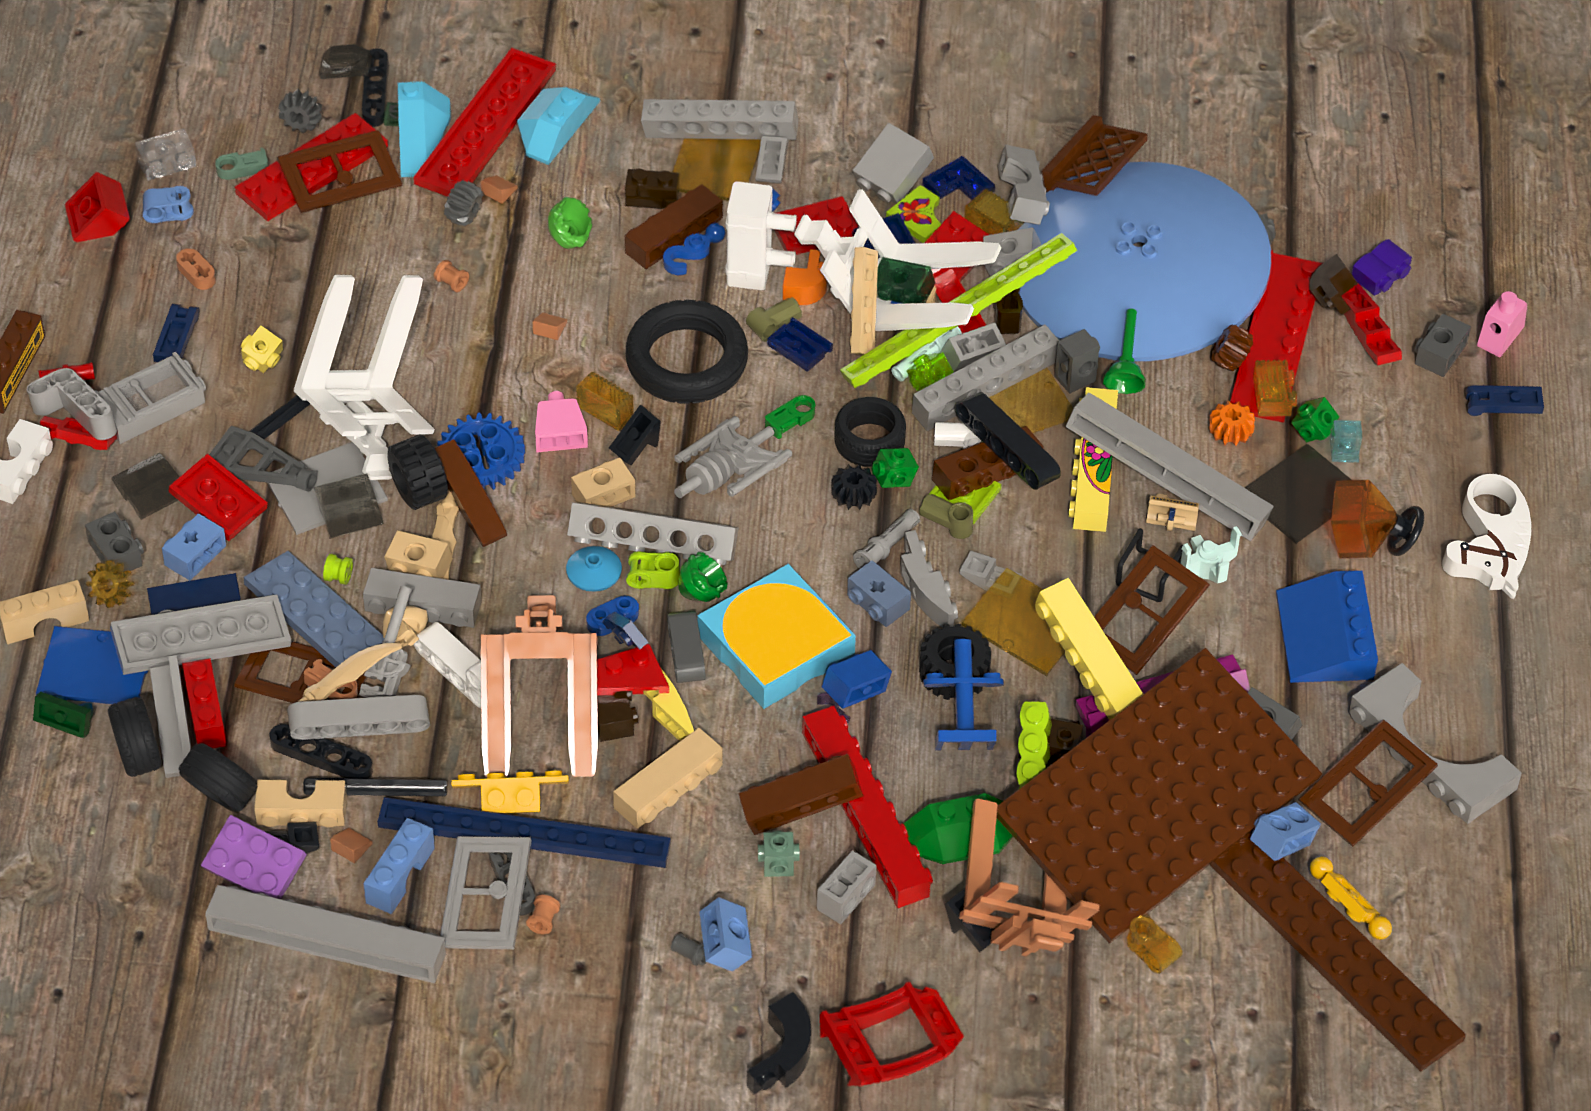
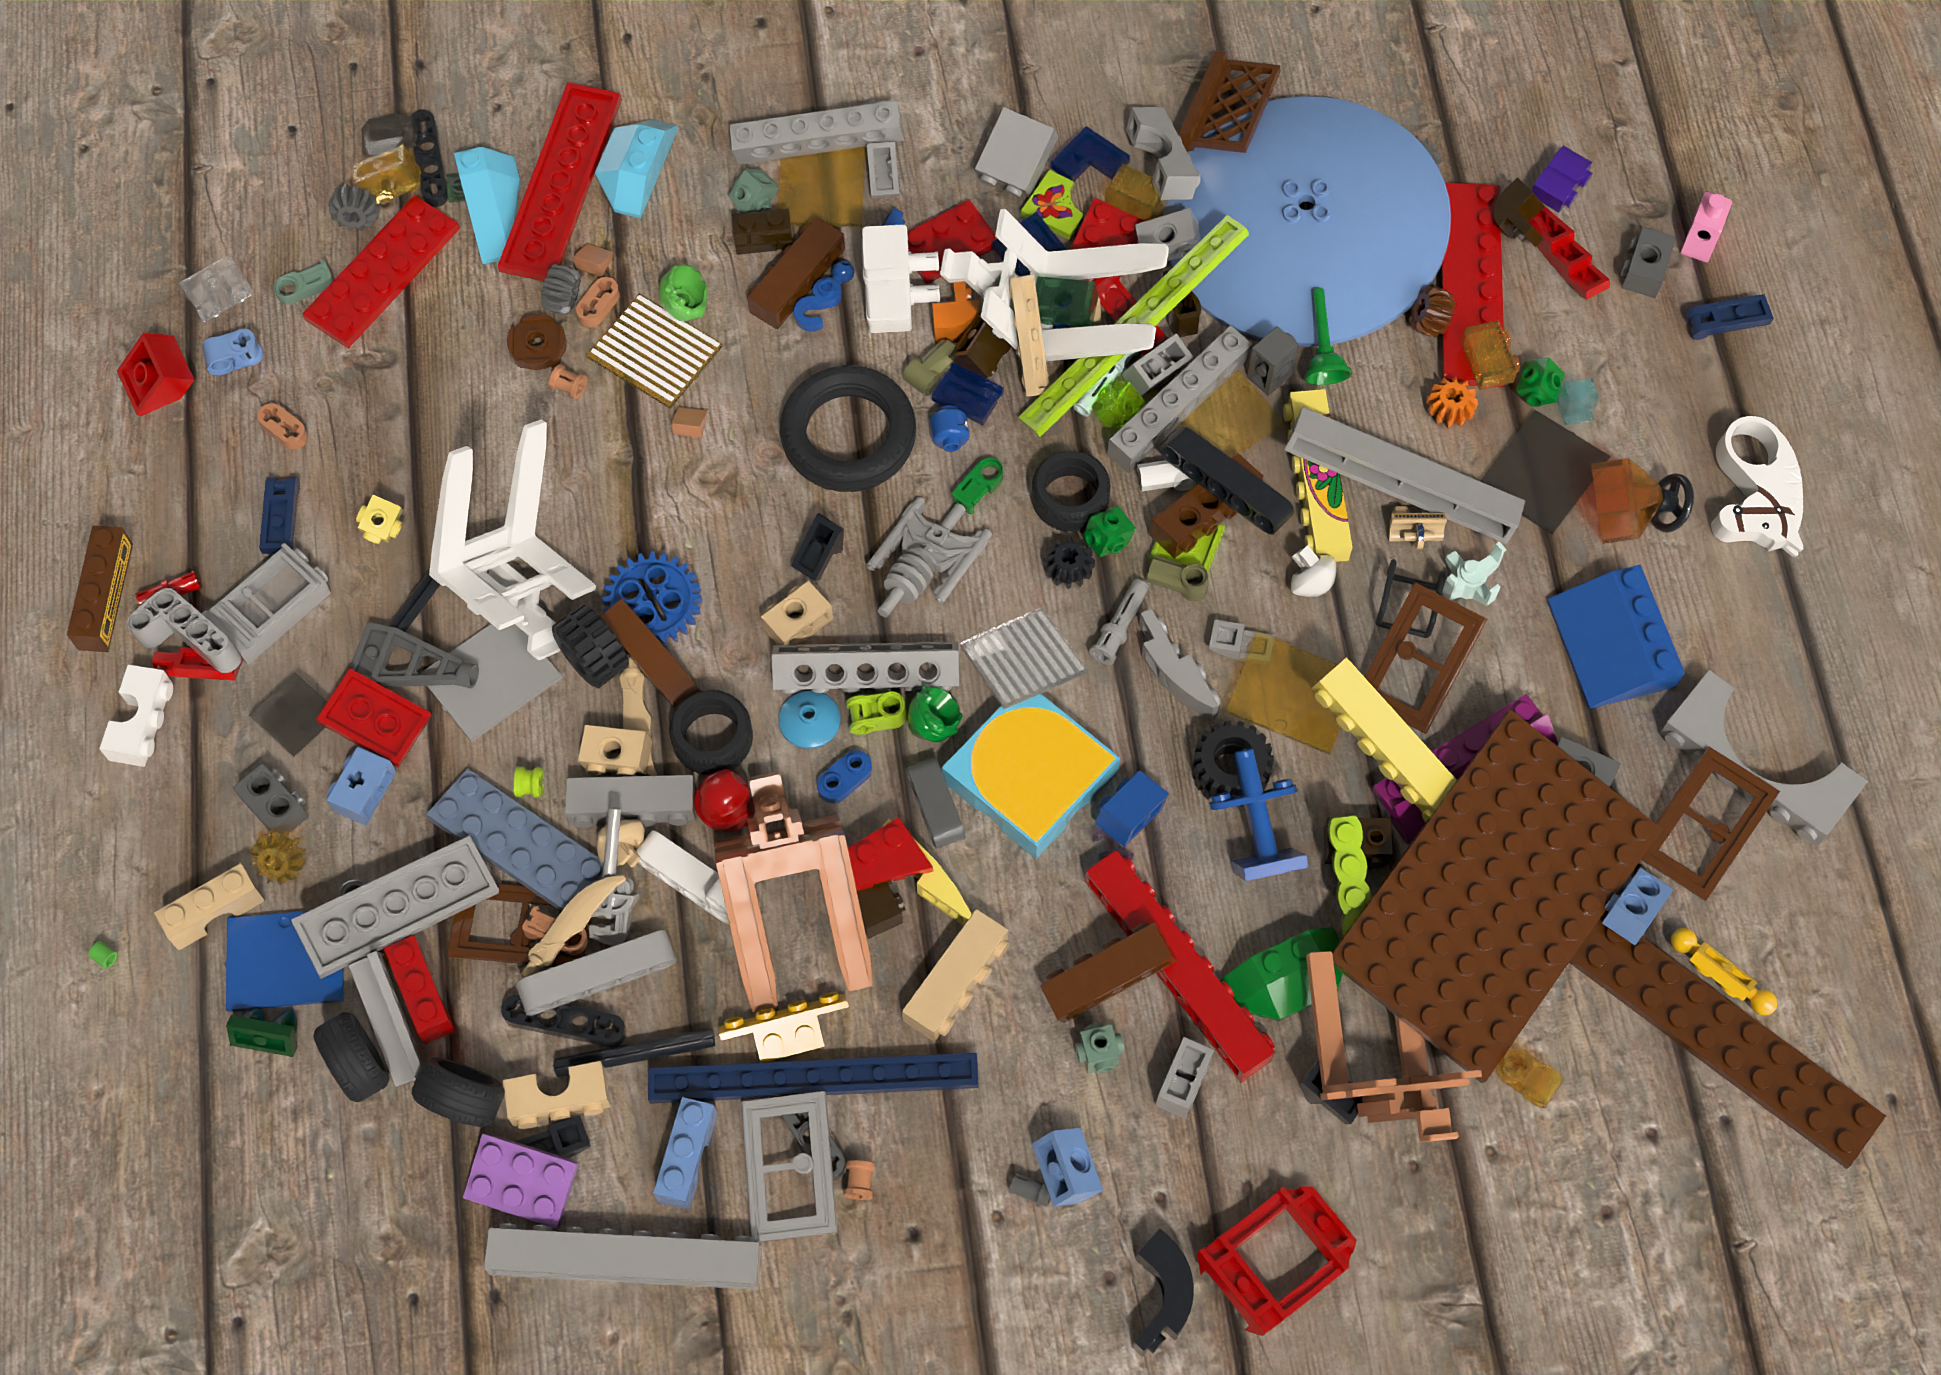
camera: 10 degrees left, 15 degrees up
(194, 593) = (377, 848): dark blue window -> none
(344, 178) = (429, 295): reddish brown door -> none
(345, 82) = (388, 174): none -> clear yellow brick
(348, 506) = (522, 698): clear smoke slope -> none
(350, 844) = (624, 1132): nougat slope -> none
(428, 253) = (541, 356): none -> reddish brown plate
(492, 219) = (594, 300): none -> nougat beam
(499, 609) = (724, 801): none -> red helmet
(505, 537) = (703, 704): none -> black tyre
(533, 267) = (654, 351): none -> piece
(559, 424) = (731, 547): bright pink torso -> none
(605, 401) = (775, 511): clear yellow brick -> none
(624, 630) = (867, 805): dark blue plate -> none
(652, 155) = (753, 191): none -> sand green brick
(776, 367) = (949, 428): none -> blue head
(792, 548) = (1023, 658): none -> clear piece
(820, 309) = (979, 348): none -> dark brown brick
(878, 593) = (1121, 679): sand blue brick -> none
(1070, 532) = (1316, 573): none -> white piece

